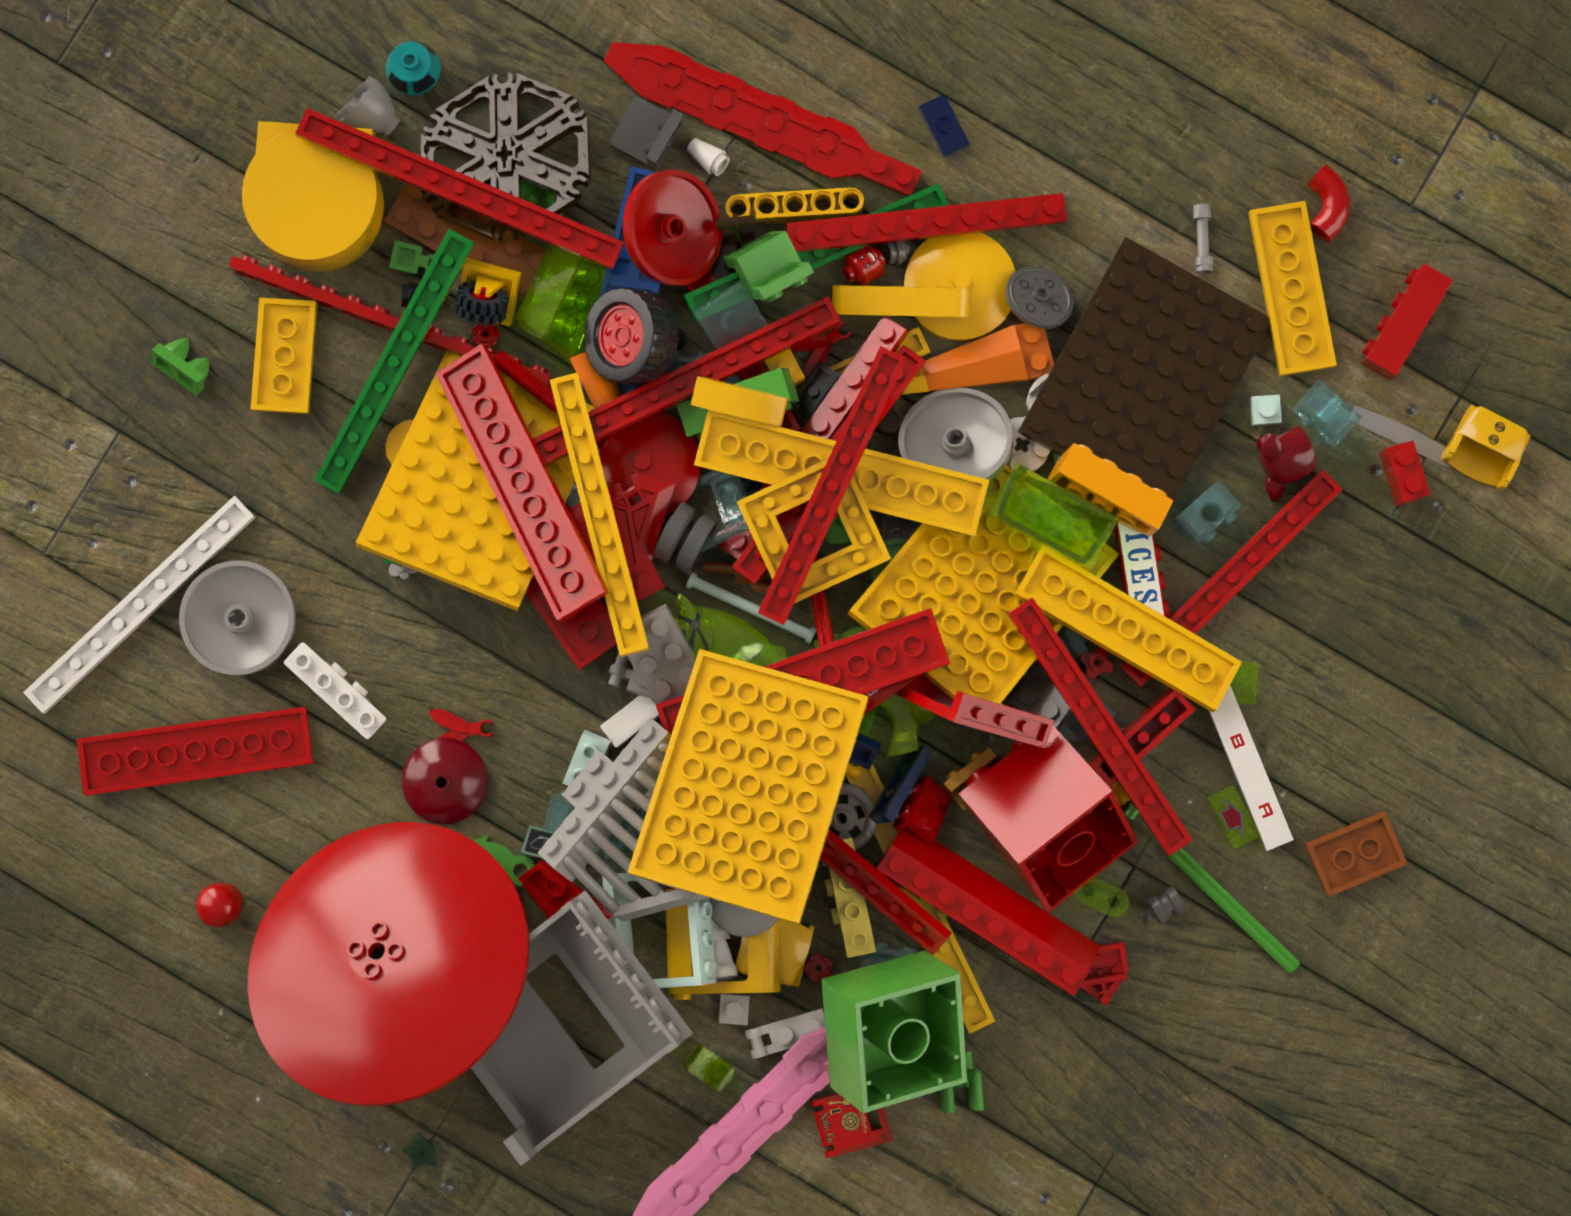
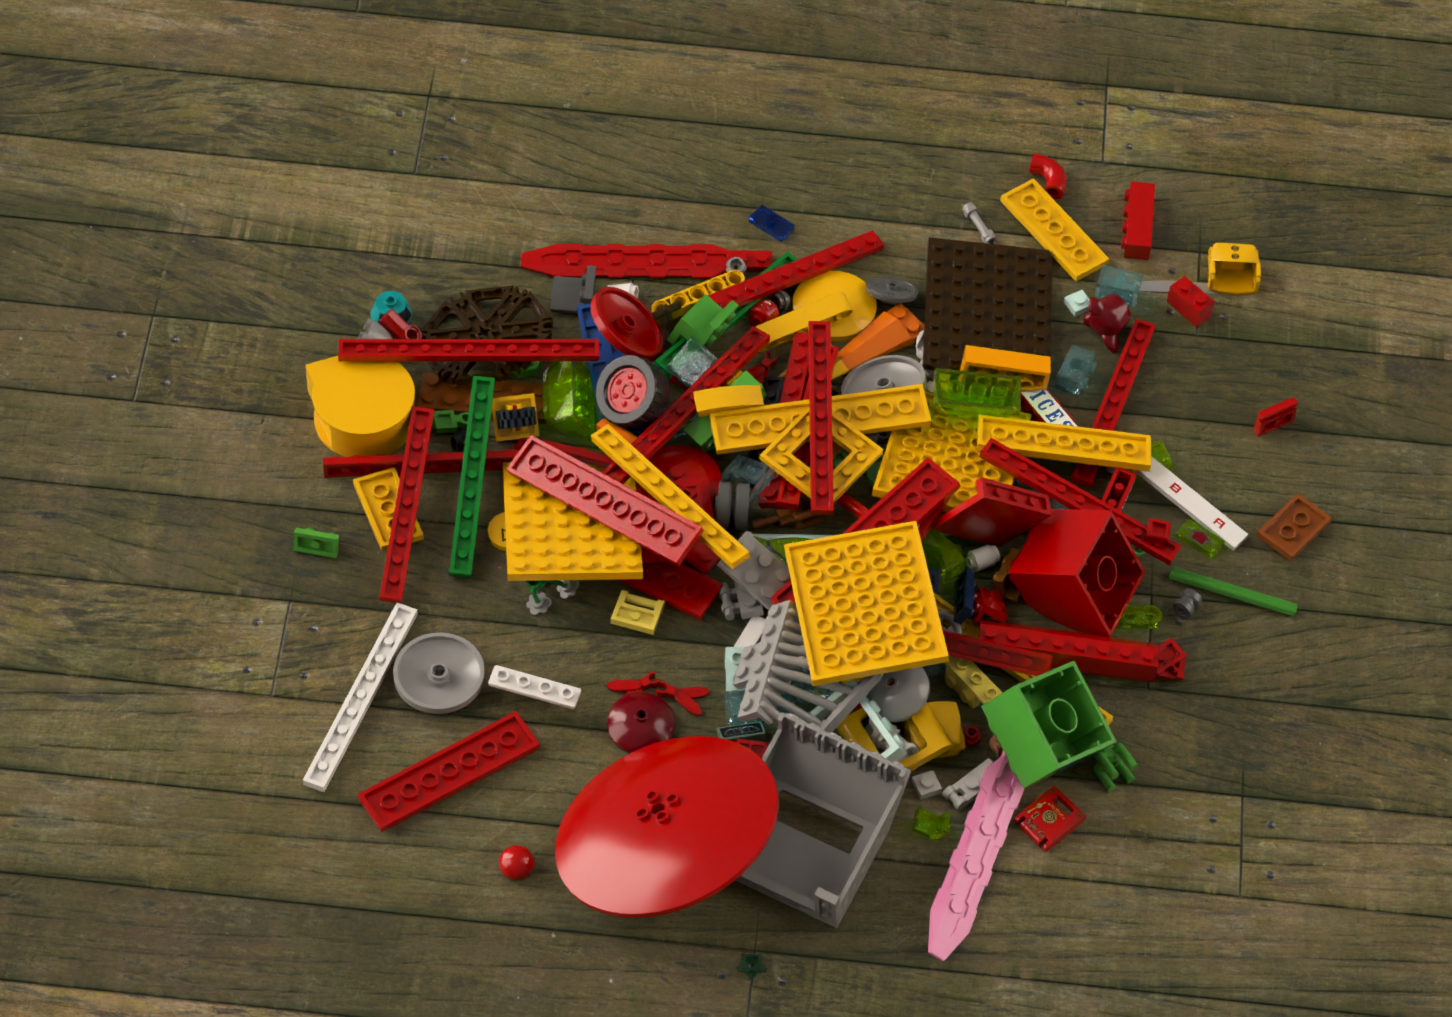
camera: 25 degrees left, 30 degrees down
(300, 368) = (406, 505): none -> red plate
(405, 102) = (398, 327): none -> red piece
(506, 636) = (637, 617): none -> light yellow plate
(510, 764) = (684, 696): none -> red piece
(868, 174) = (736, 261): none -> light grey plate
(953, 734) = (983, 558): none -> white brick
(1173, 811) = (1158, 531): none -> red tile
(1426, 689) = (1275, 416): none -> red plate

